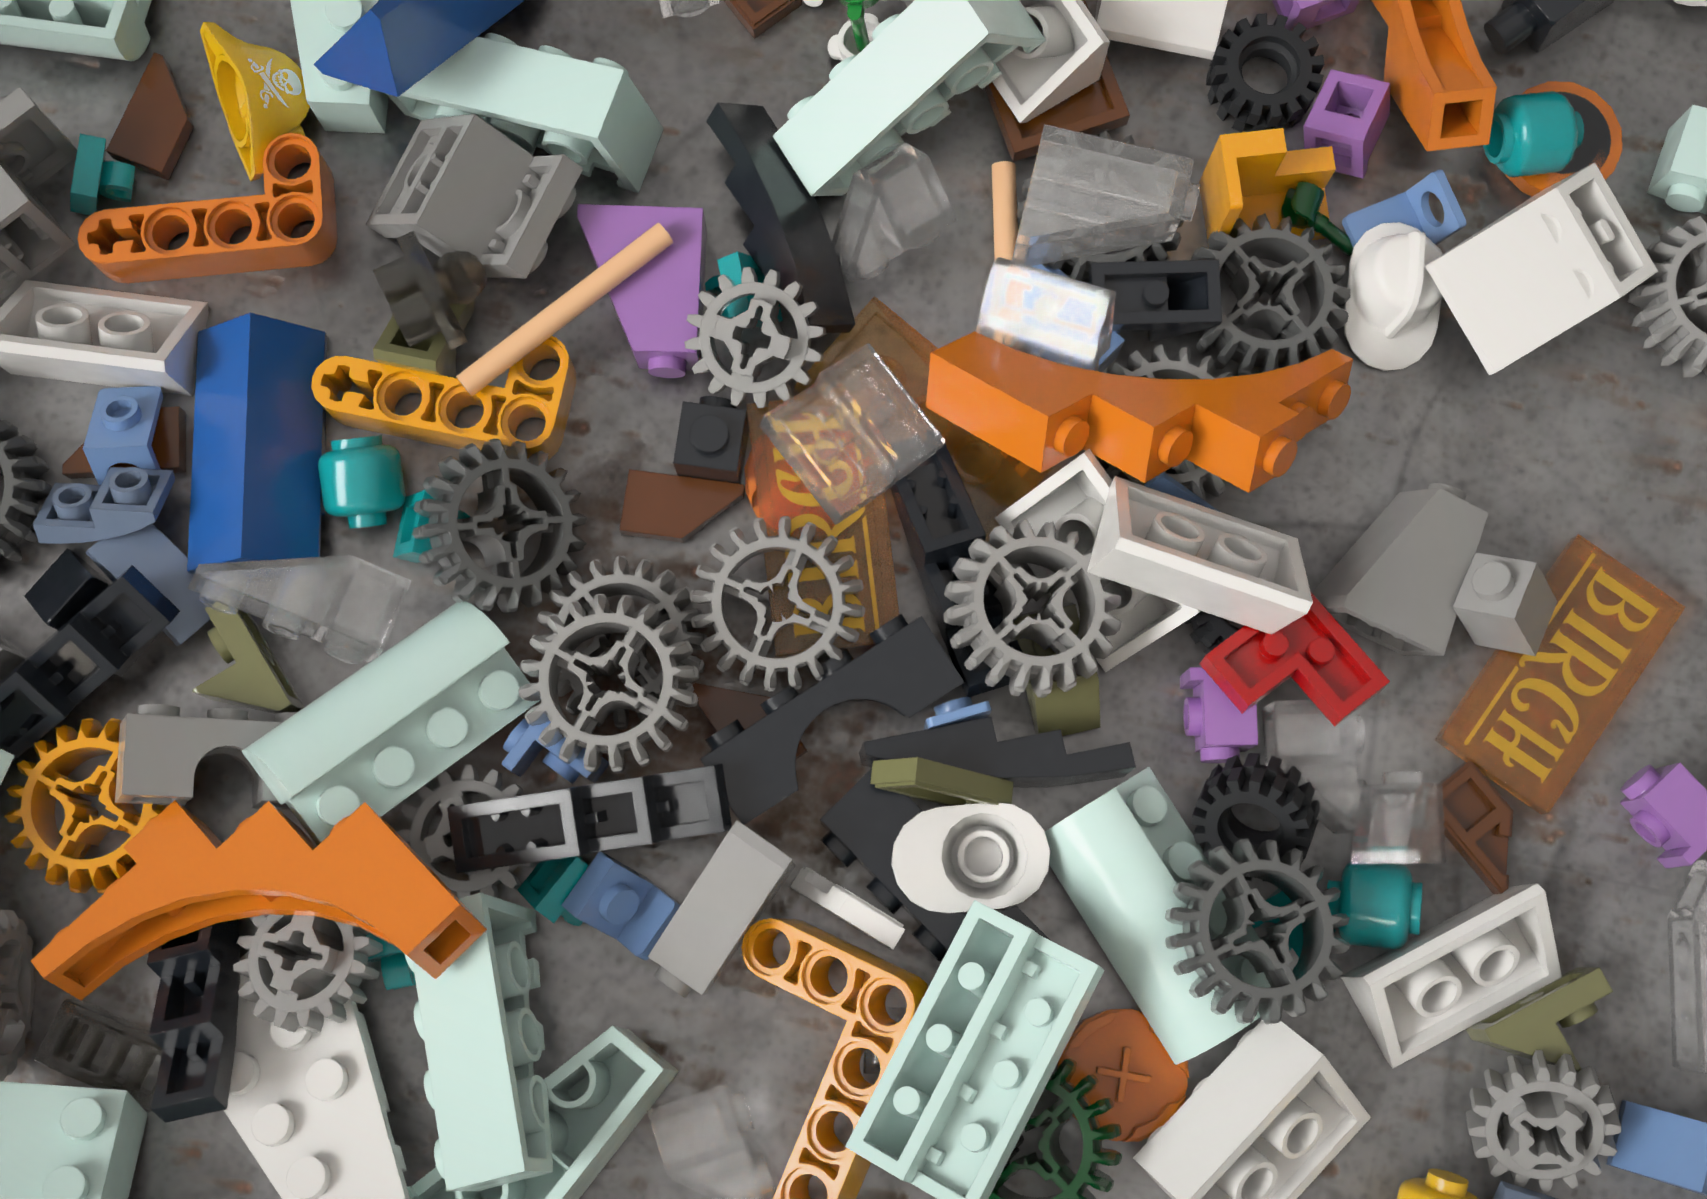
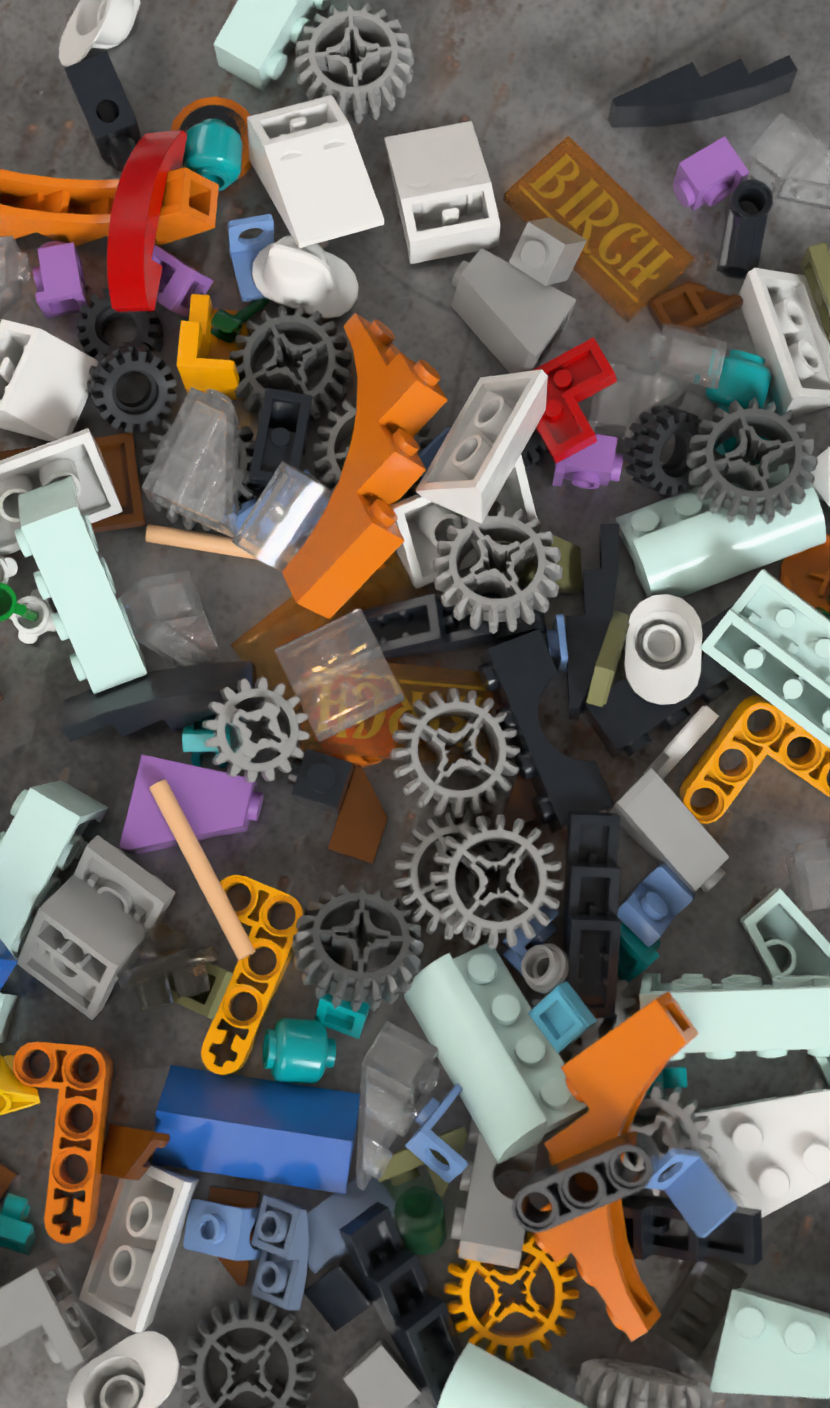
camera: 75 degrees left, 0 degrees up
(166, 670) = (421, 1220): none -> clear green brick
(205, 297) = (129, 1150): none -> reddish brown tile
(238, 1011) = (693, 1190): none -> medium blue bracket
(239, 871) = (572, 1201): none -> black beam
(288, 651) = (425, 1139): none -> medium blue bracket
(443, 801) = (562, 1017): none -> medium azure tile
(506, 768) = (536, 963): none -> light grey plate
(1153, 89) = (150, 406): none -> black tyre
(1414, 42) = (135, 219): none -> red slope
(1558, 448) = (443, 192): none -> white slope
(1603, 874) = (744, 231): none -> black piece

